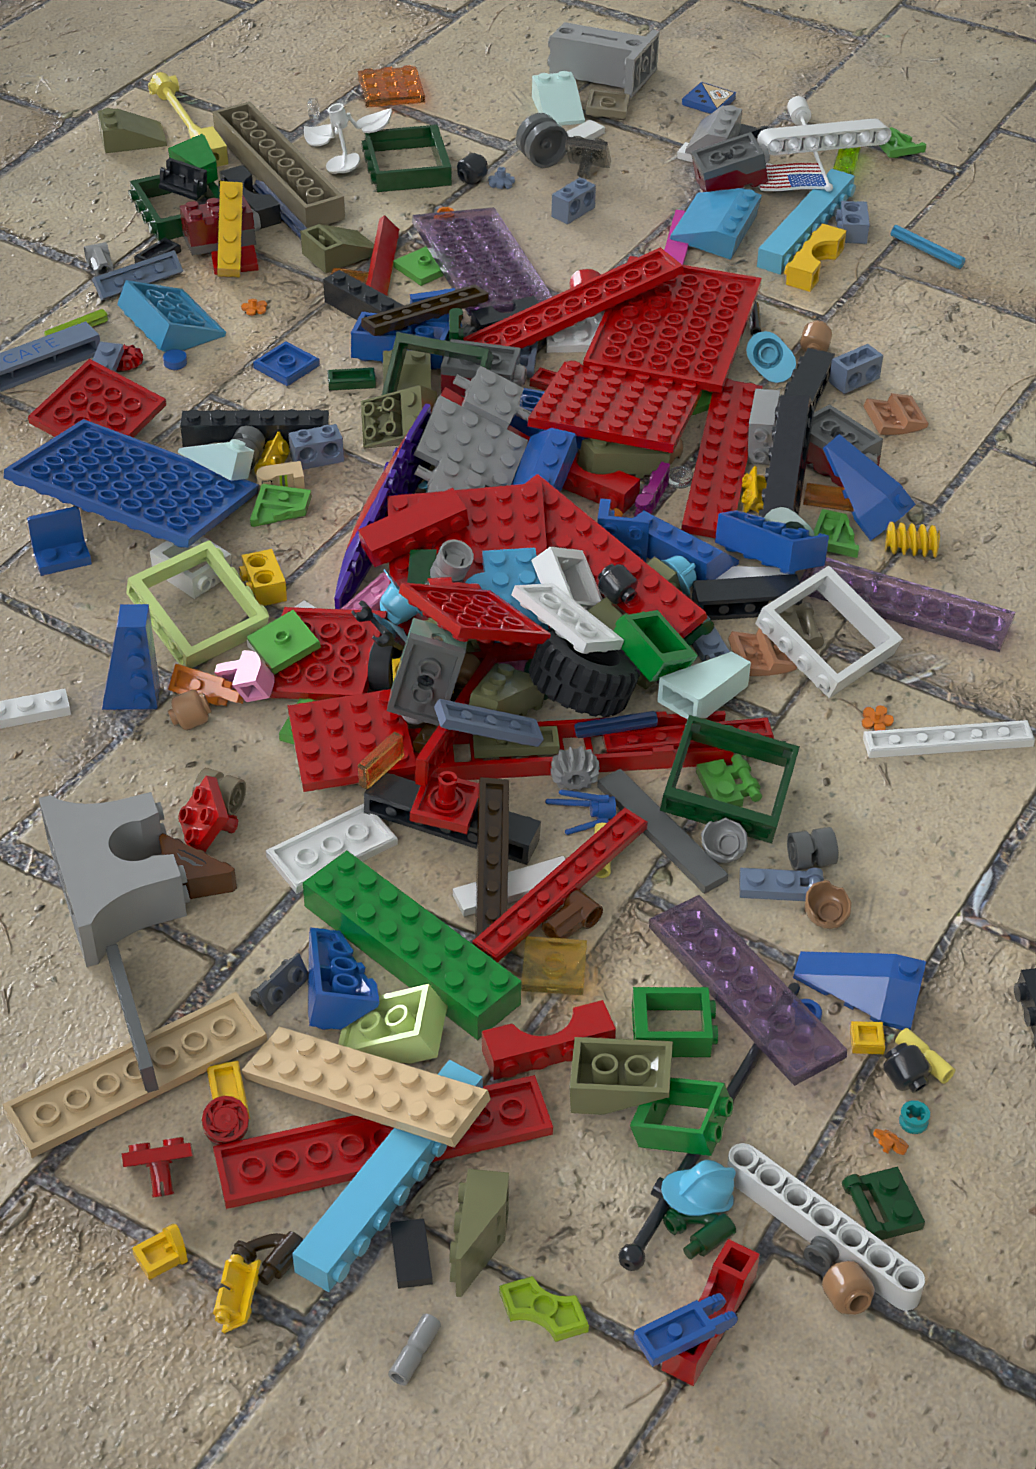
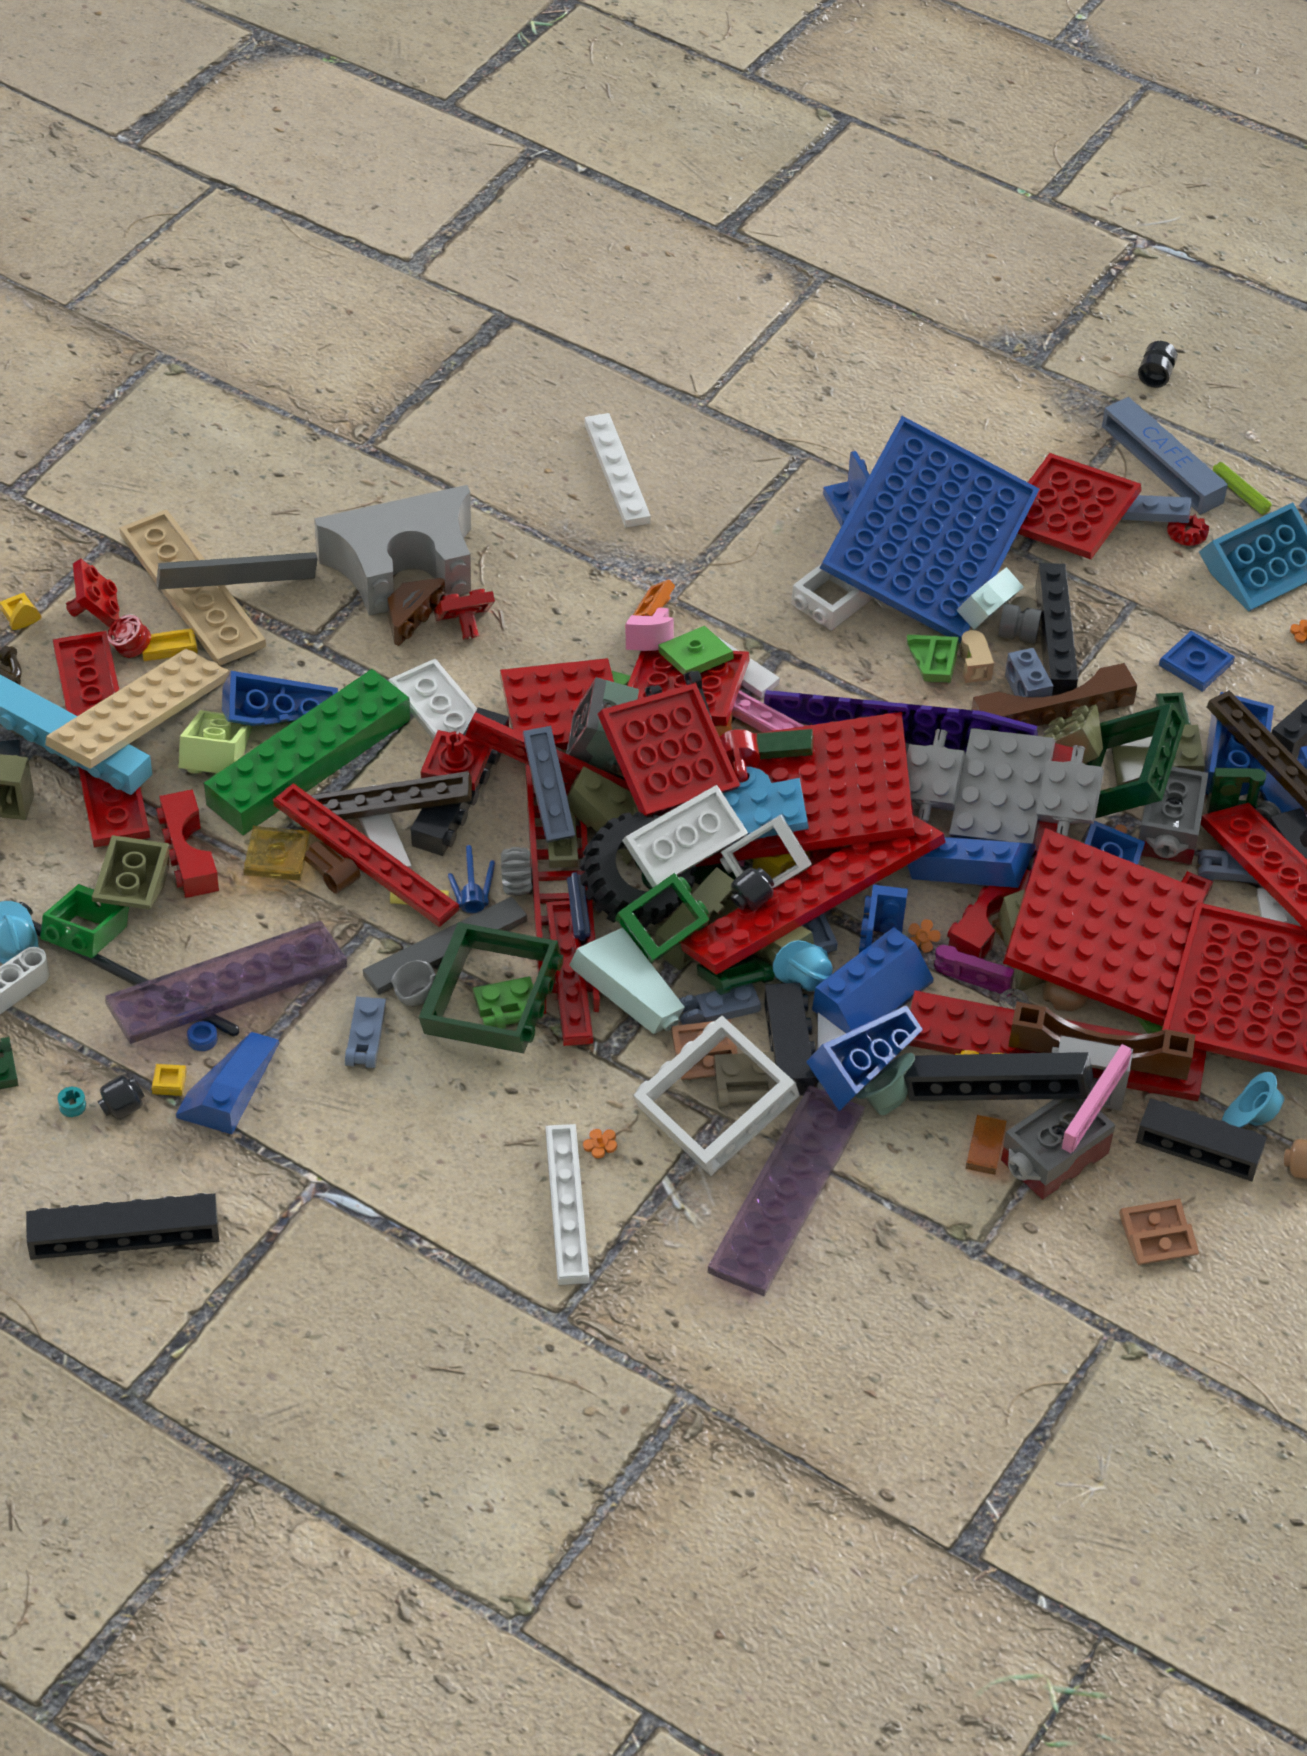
camera: 90 degrees right, 5 degrees up
(133, 664) = (648, 536): blue wedge -> none
(165, 628) = (728, 563): yellowish green window -> none
(175, 359) = (1190, 569): blue tile -> none
(189, 709) = (615, 598): medium nougat head -> none
(231, 788) = (504, 620): dark tan wheel -> none
(263, 577) = (810, 645): yellow brick -> none
(275, 452) = (1002, 645): yellow hinge -> none
(281, 985) = (267, 665): dark grey hinge -> none
(354, 462) = (1108, 689): none -> reddish brown arch
(380, 760) = (506, 709): clear orange tile -> none
(396, 604) = (753, 715): medium azure piece -> none
(413, 527) = (838, 726): red brick -> none
(452, 561) = (777, 753): light grey wheel -> none
(677, 999) = (196, 908): green window -> none
(736, 428) = (1156, 1053): none -> reddish brown arch
(812, 848) = (400, 1053): dark grey wheel -> none
(824, 402) = (1096, 1099): none -> bright pink tile
(827, 905) = (323, 1056): medium nougat hair -> none
(840, 533) = (909, 1135): bright green wing -> none
(856, 368) = (1234, 1187): sand blue brick -> none
(871, 490) = (962, 1158): blue wedge -> none
(890, 1140) = (46, 1078): orange plant -> none
(912, 539) = (893, 1207): yellow piece -> none
(940, 1068) = (135, 1120): light yellow piece -> none

